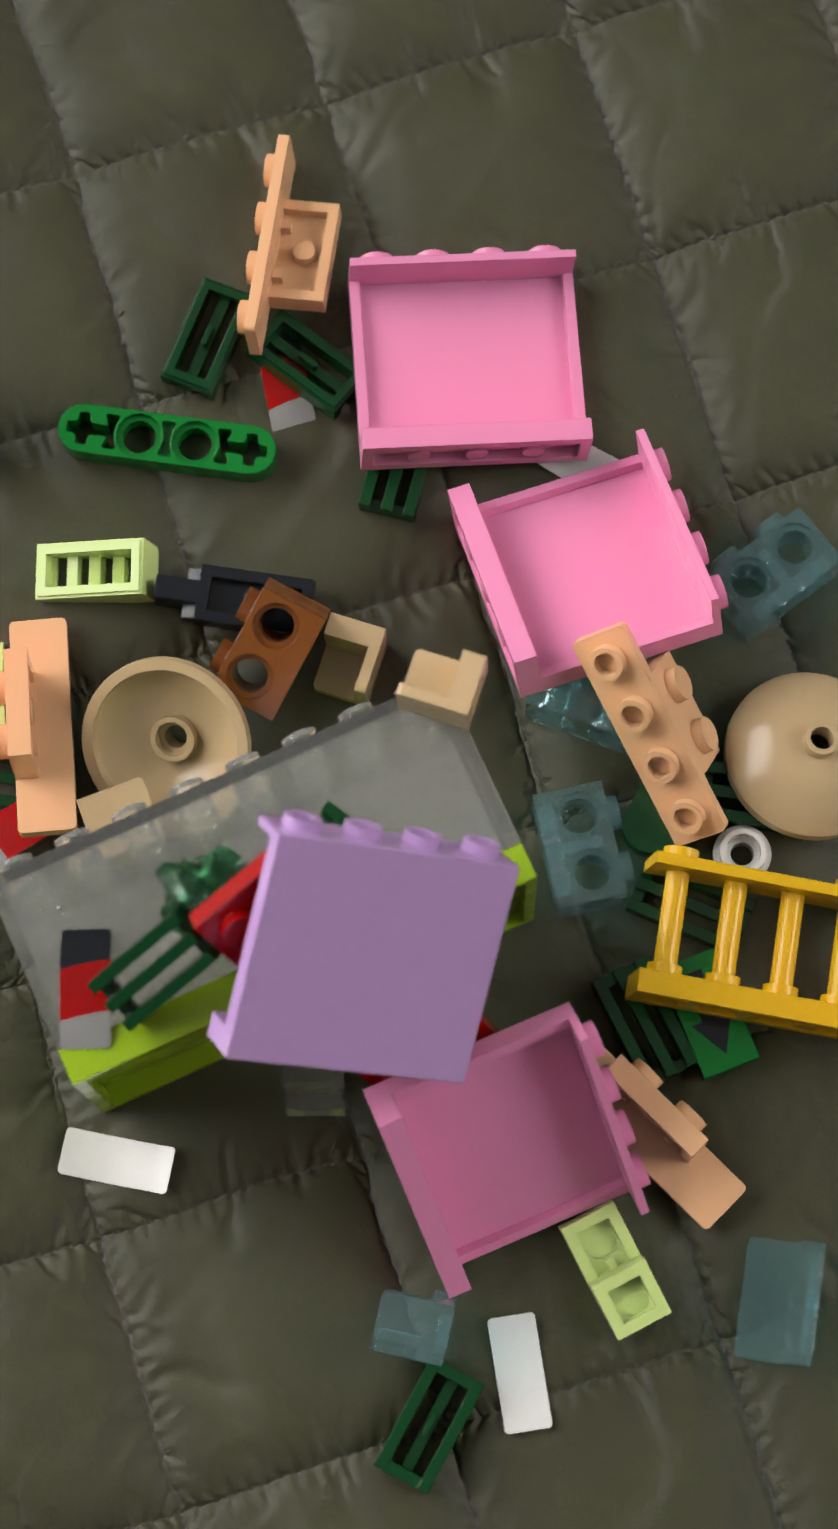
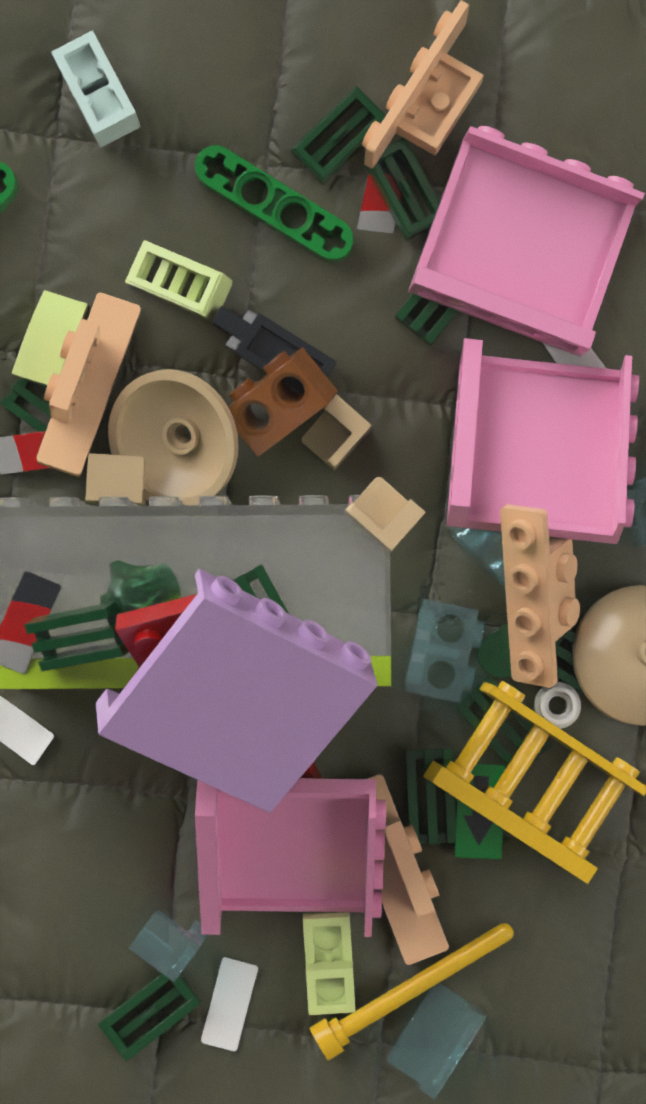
camera: 20 degrees right, 10 degrees up
(660, 1348) = (335, 1034): none -> yellow piece

